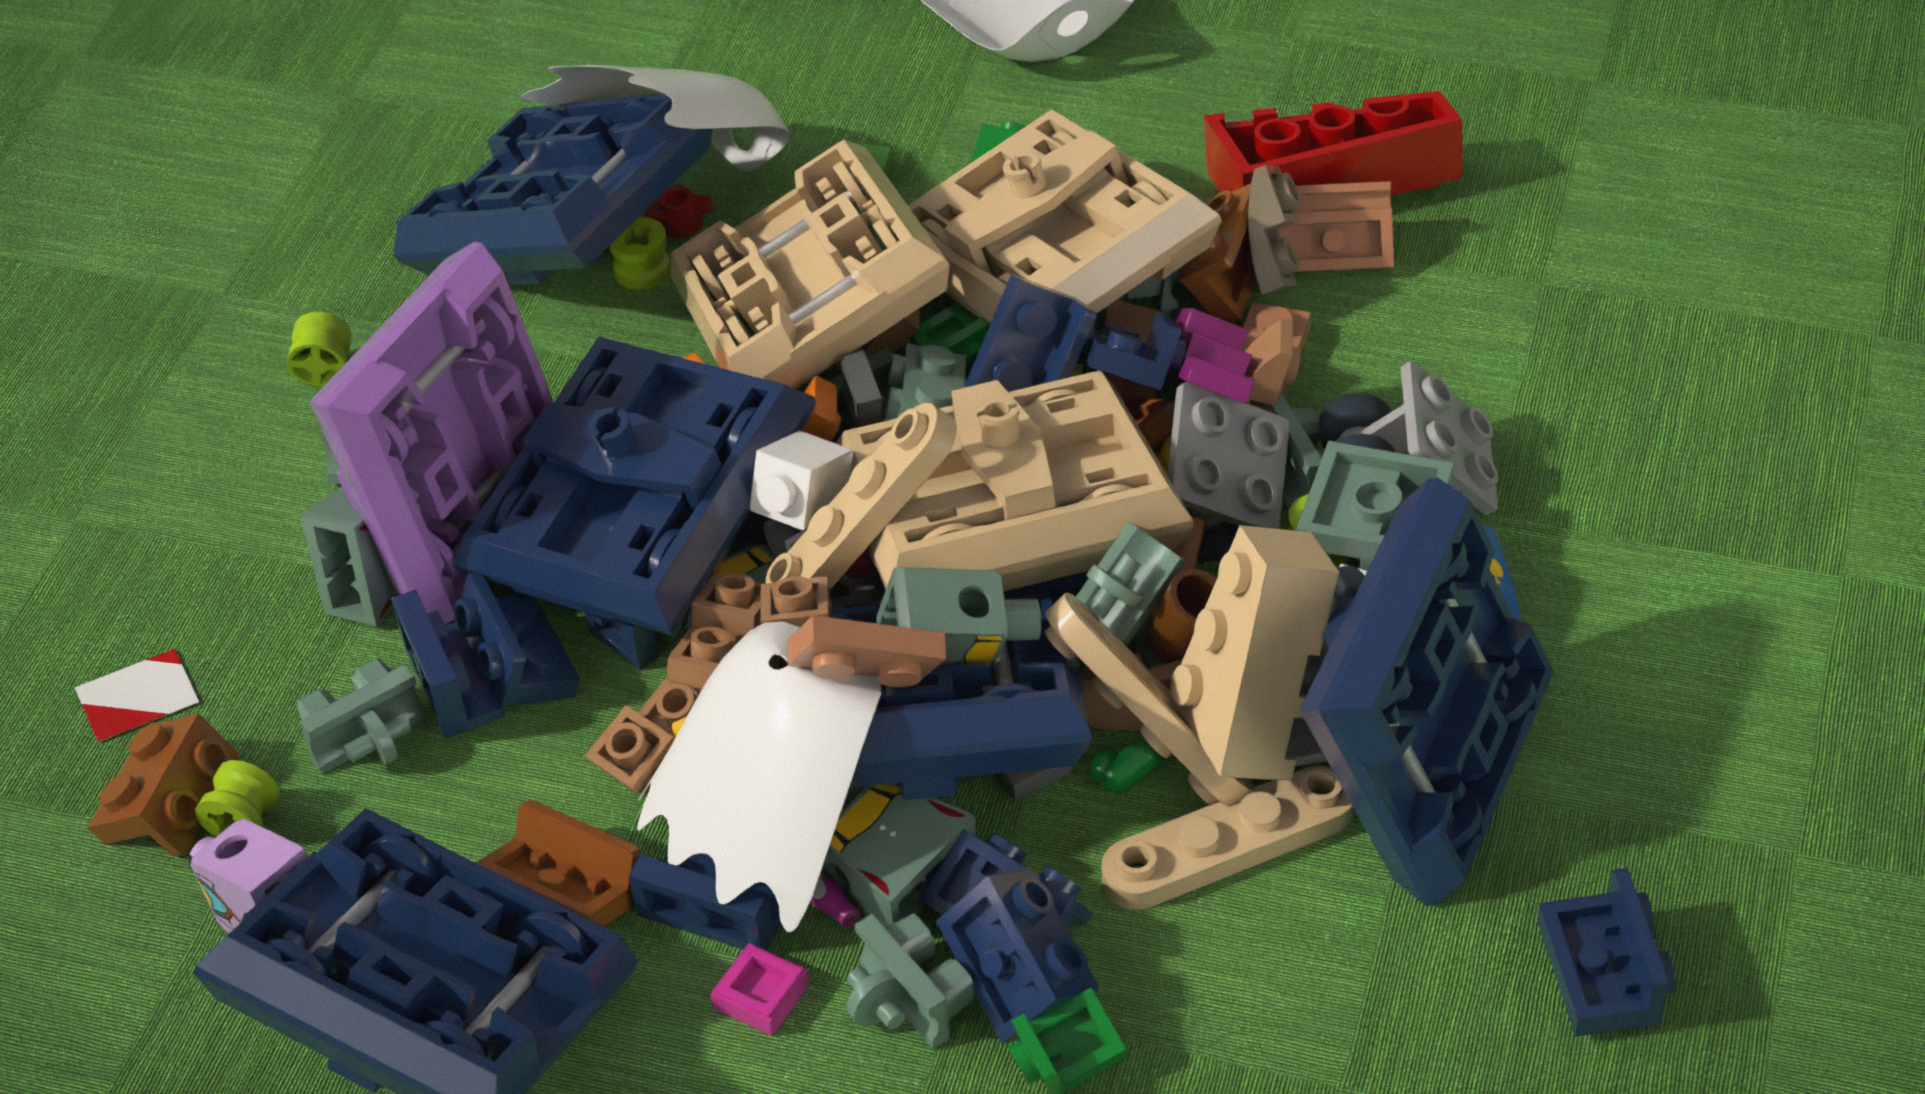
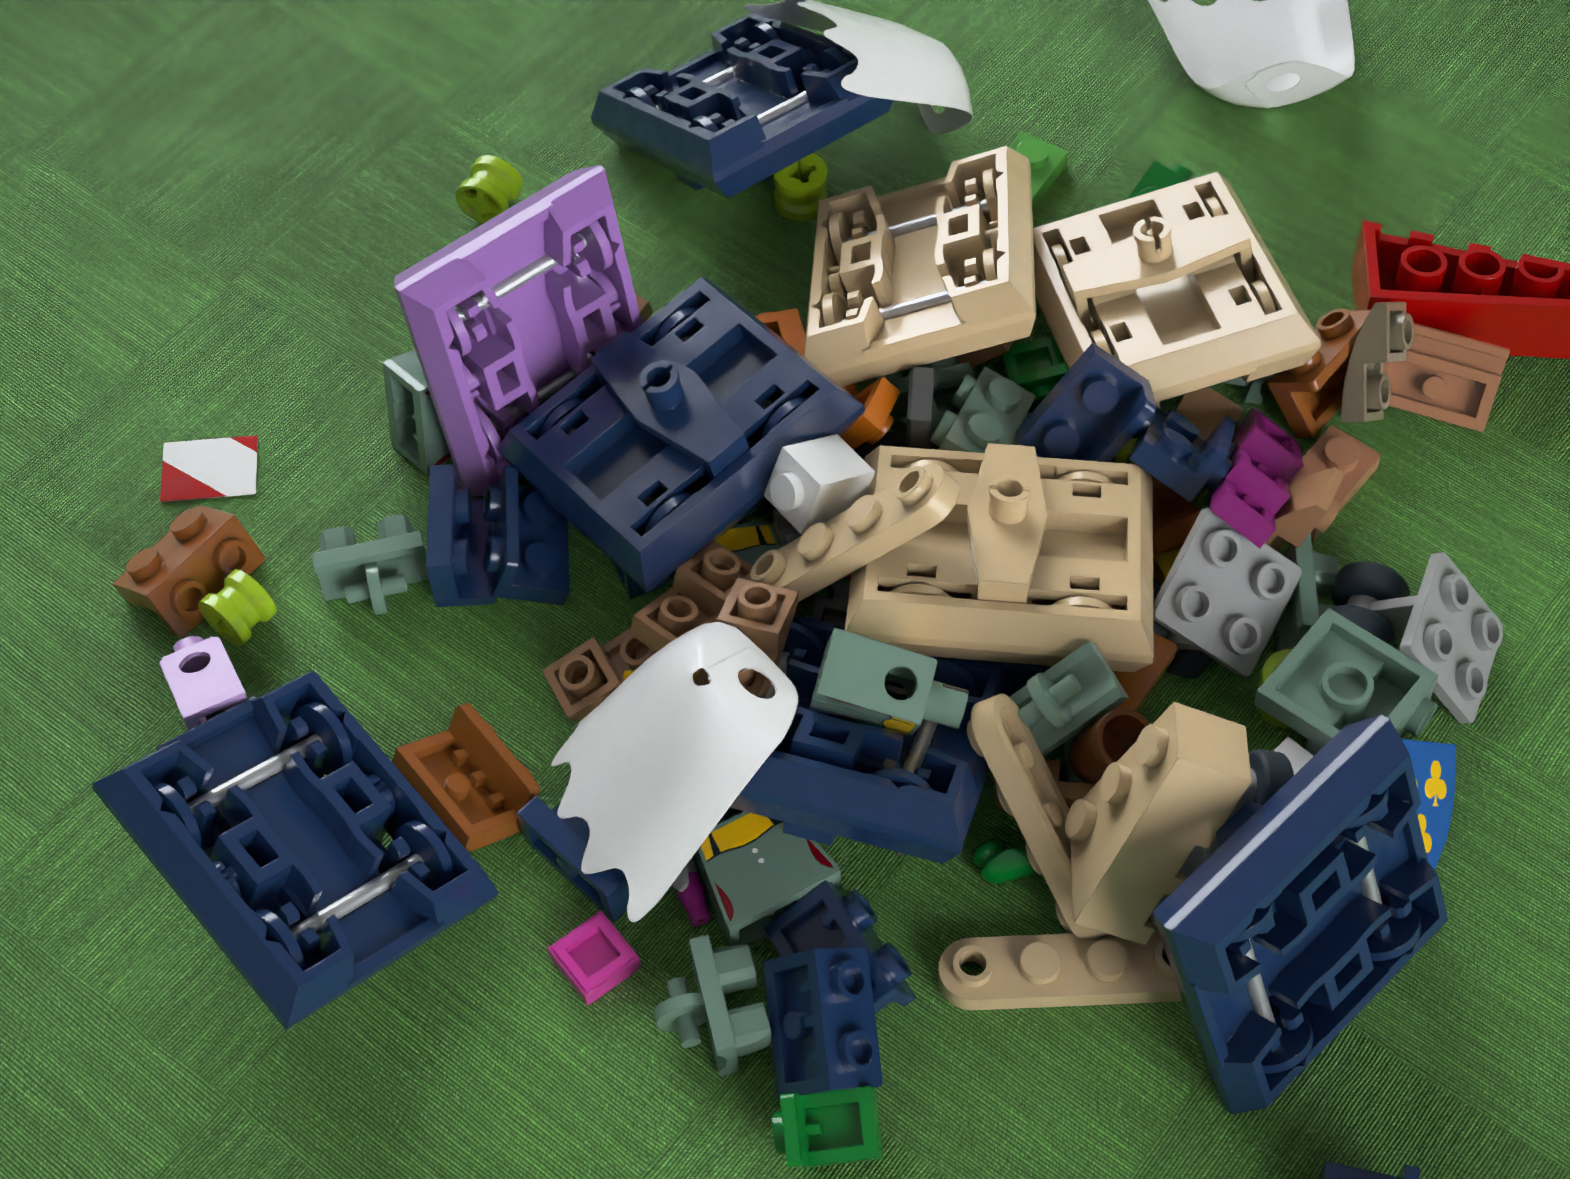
camera: 20 degrees right, 10 degrees up
(680, 211) = (854, 155): red plate -> none
(849, 647) = (754, 690): nougat plate -> none

